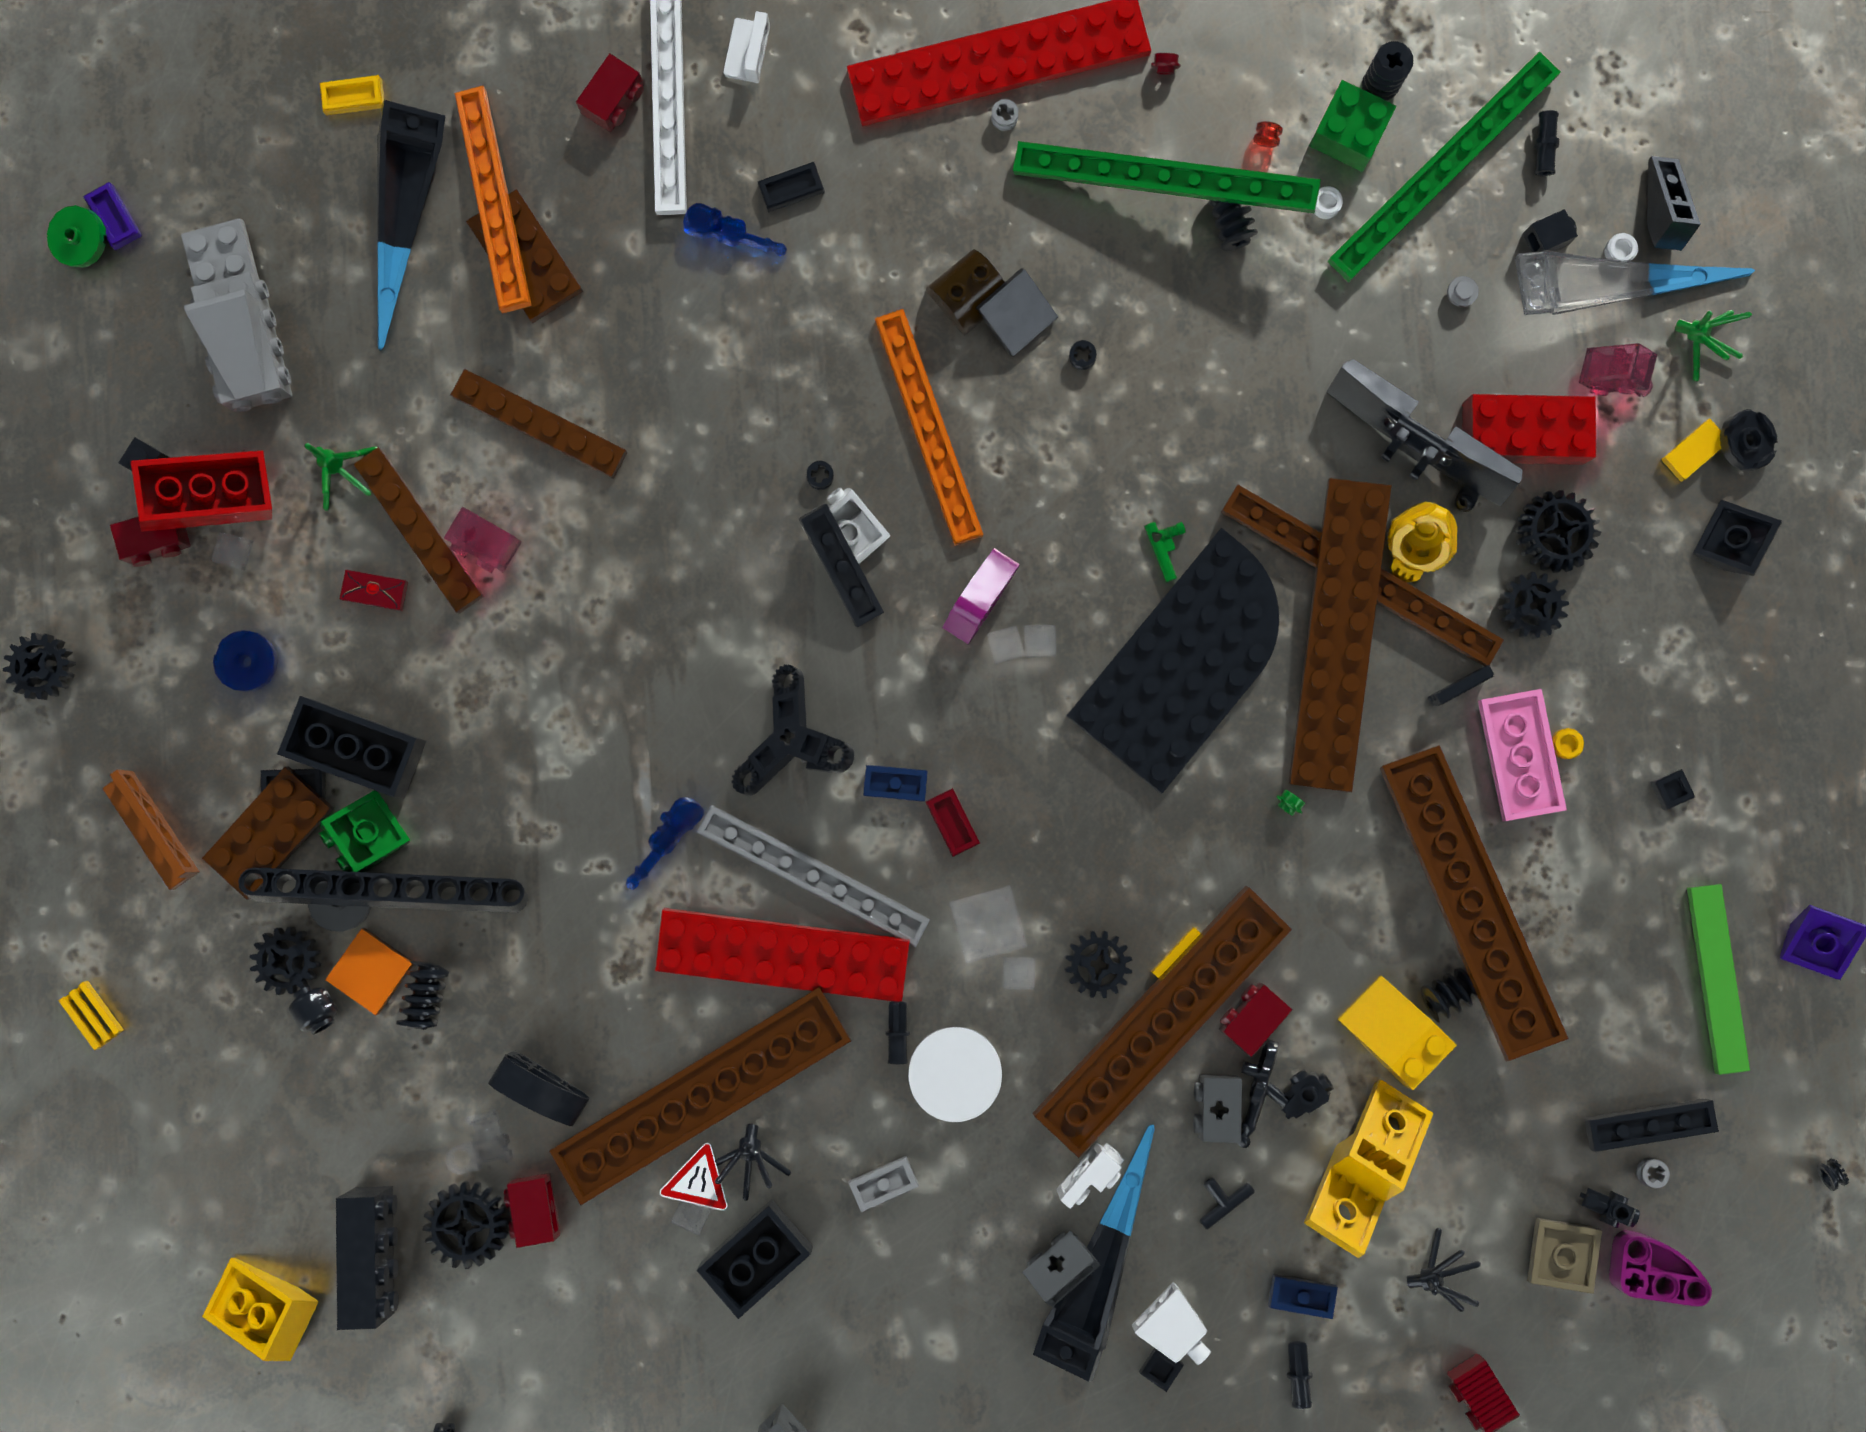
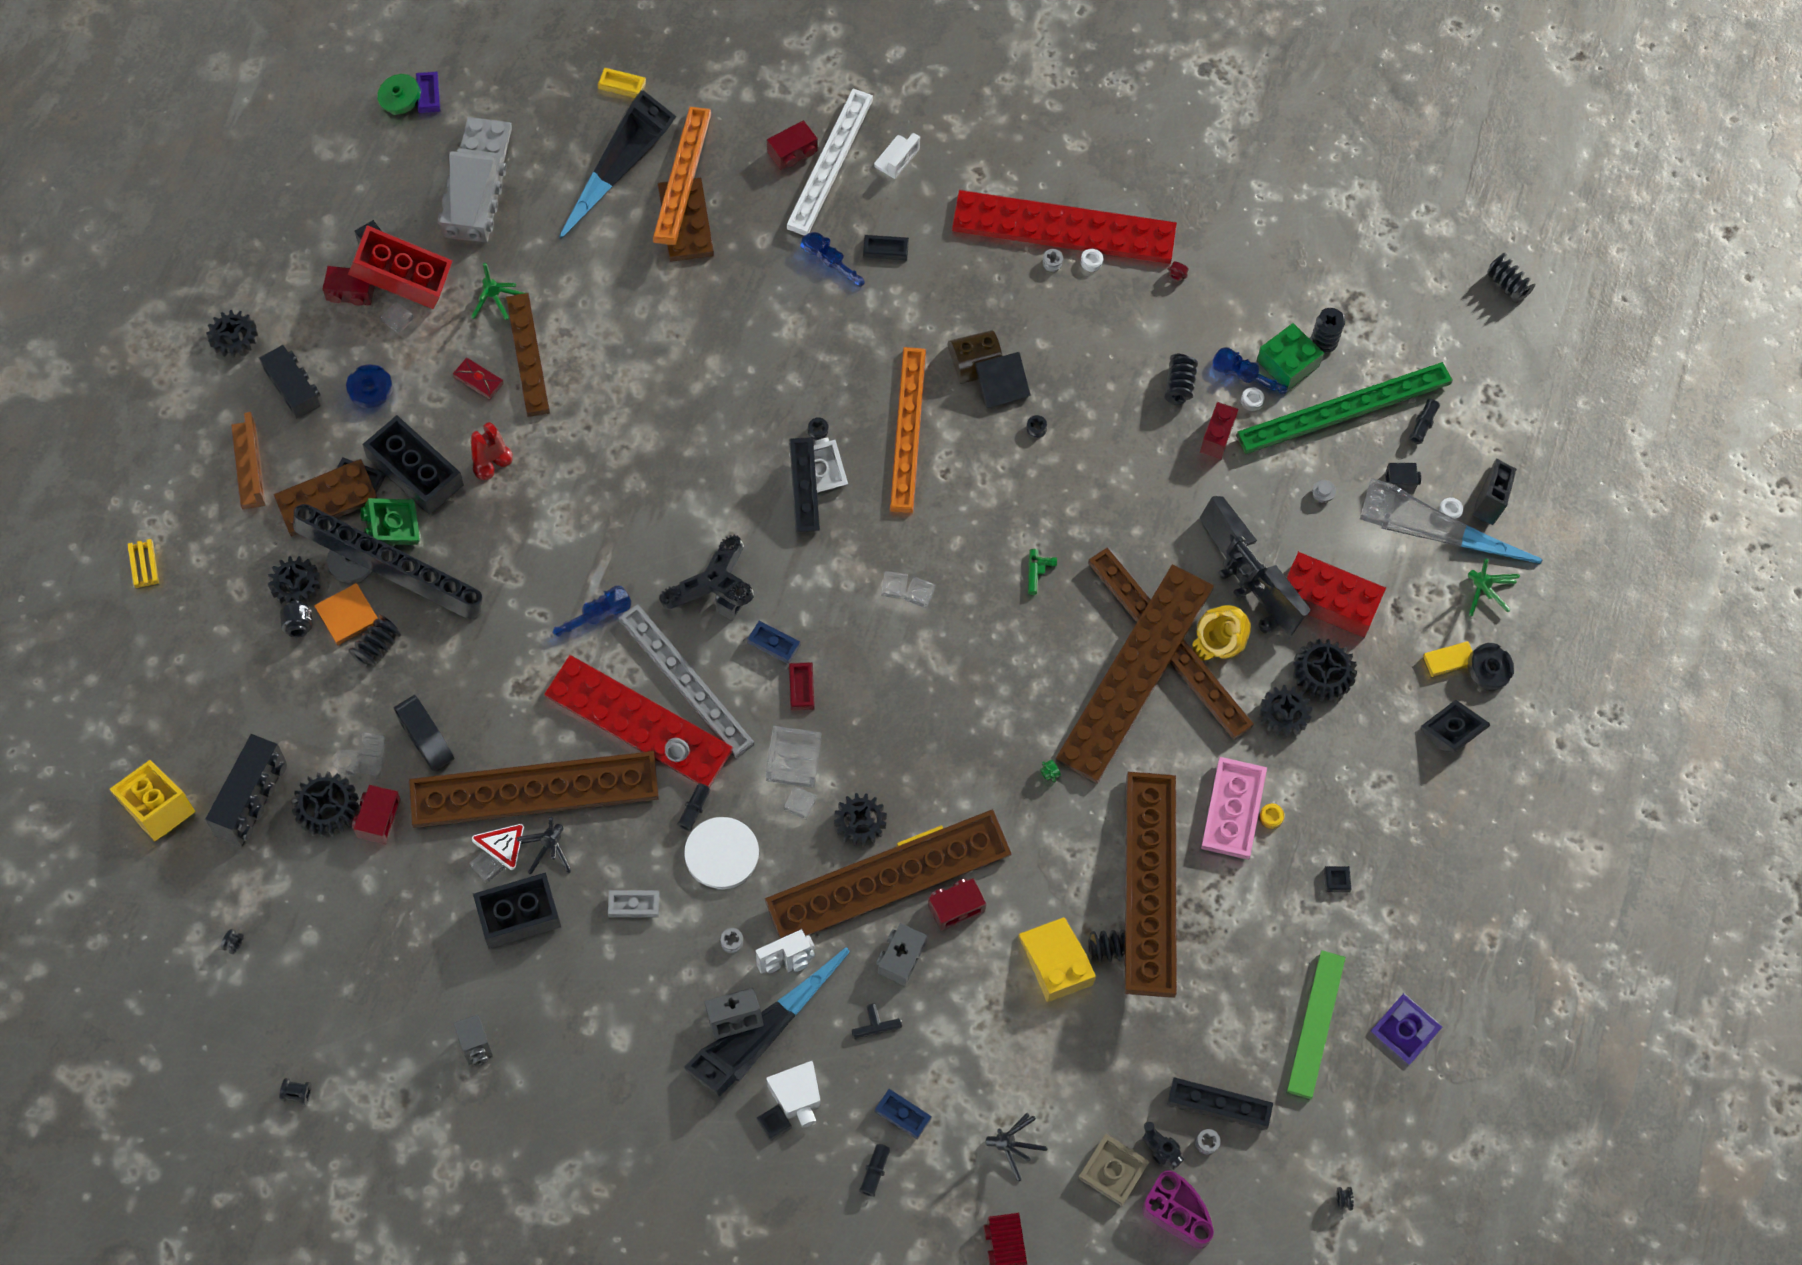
camera: 20 degrees right, 20 degrees down
(144, 698) = (290, 381): none -> black brick
(434, 690) = (488, 449): none -> red piece
(482, 540) = (567, 375): clear pink brick -> none
(539, 423) = (643, 322): reddish brown plate -> none
(848, 980) = (677, 749): none -> light grey plate
(980, 596) = (890, 544): beam -> none
(1007, 1170) = (735, 946): none -> light grey bush
(1052, 93) = (1091, 260): none -> white tile
(1167, 177) = (1144, 334): green plate -> none
(1185, 664) = (1015, 650): black plate -> none
(1258, 1088) = (937, 953): black piece -> none
(1268, 134) = (1229, 339): clear red bush -> none
(1306, 1093) = (971, 972): black piece -> none
(1307, 266) = (1219, 430): none -> dark red brick
(1309, 165) = (1230, 362): none -> clear blue piece
(1369, 1168) = (992, 1036): yellow bracket -> none
(1461, 686) = (1209, 742): black tile -> none
(1618, 369) = (1412, 578): clear pink brick -> none

